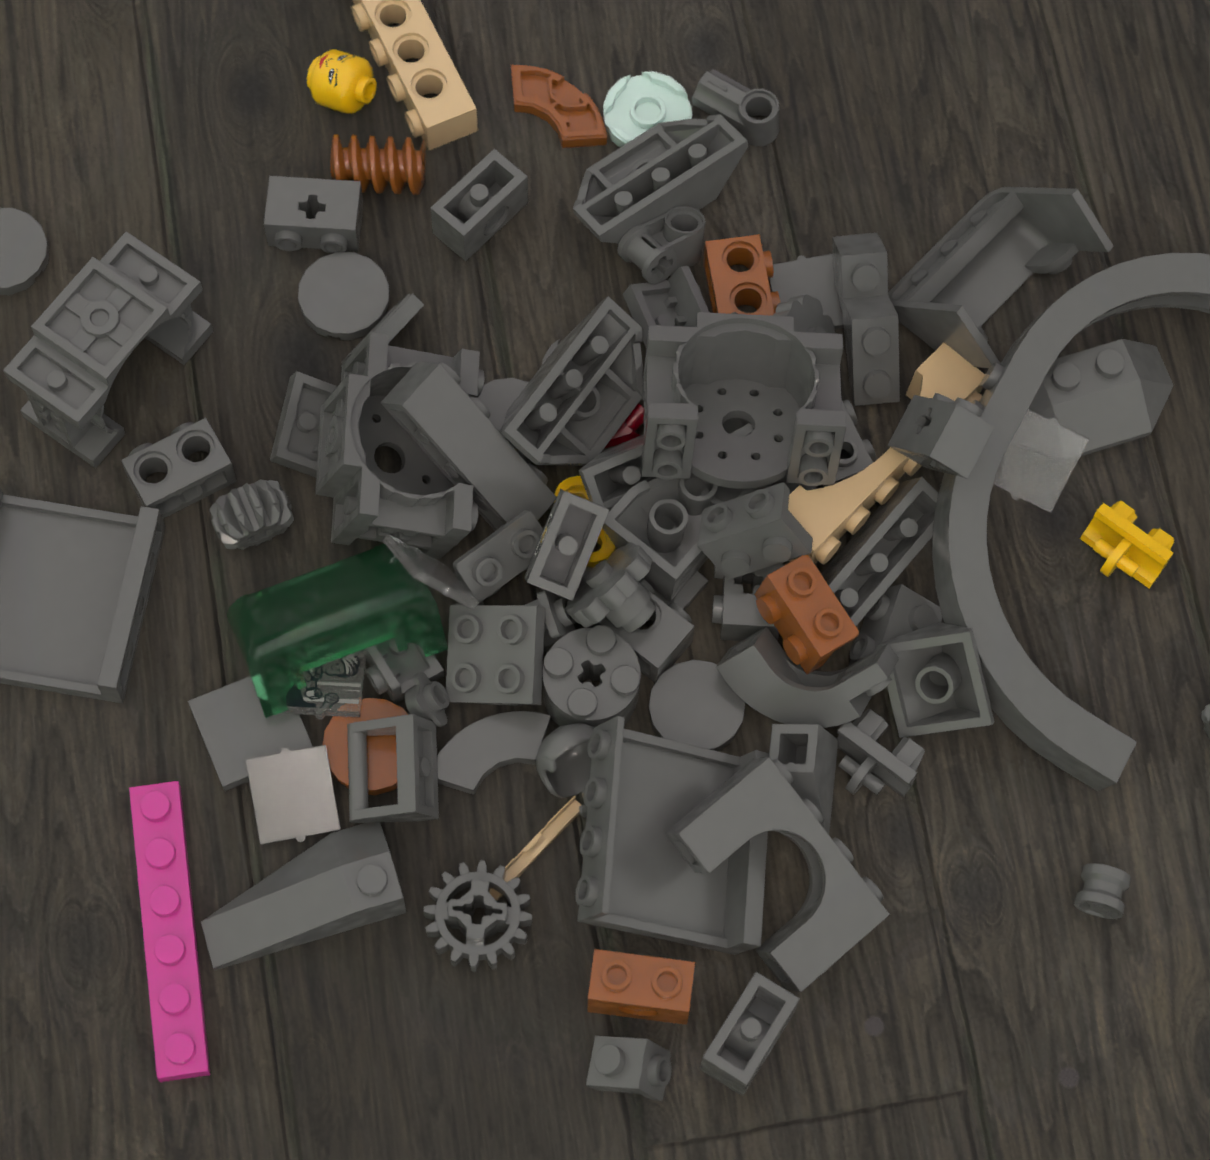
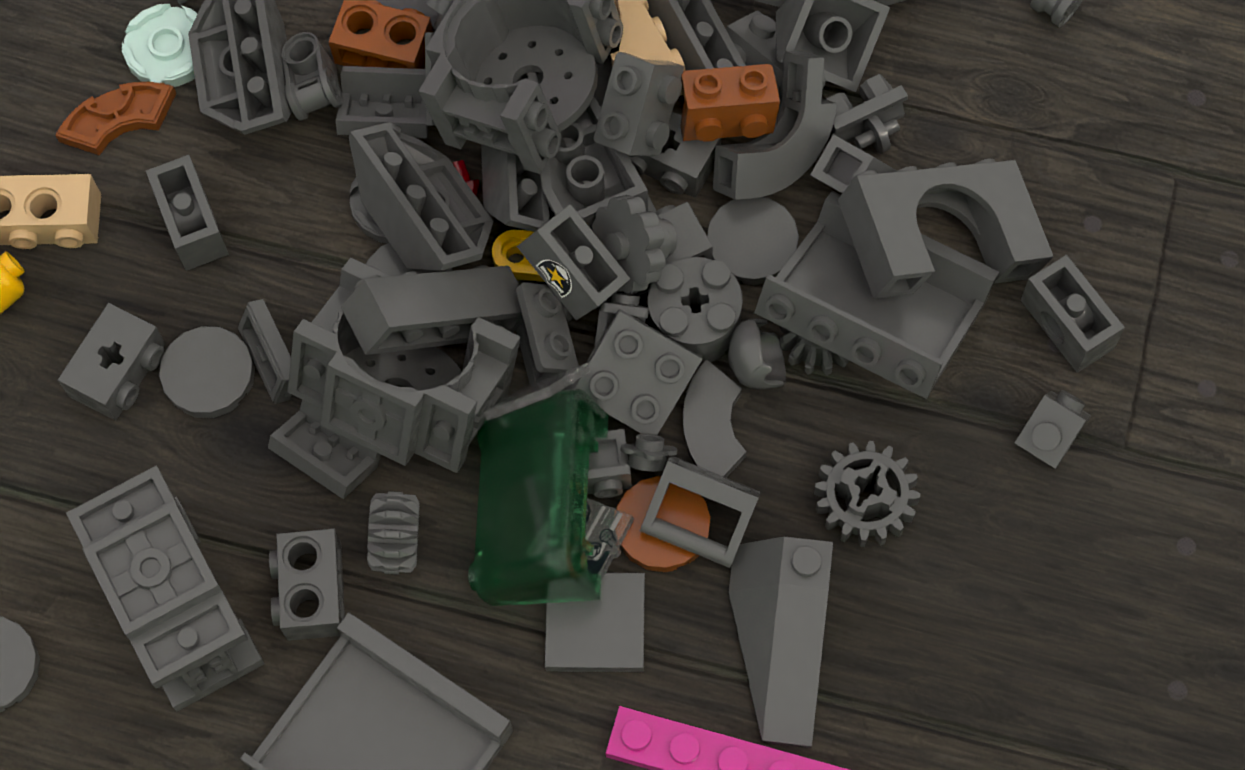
camera: 60 degrees left, 0 degrees up
(293, 794) = (679, 608): piece -> none
(379, 164) = (92, 283): dark orange piece -> none
(540, 842) = (813, 414): tan piece -> none
(640, 986) = (990, 384): dark orange brick -> none

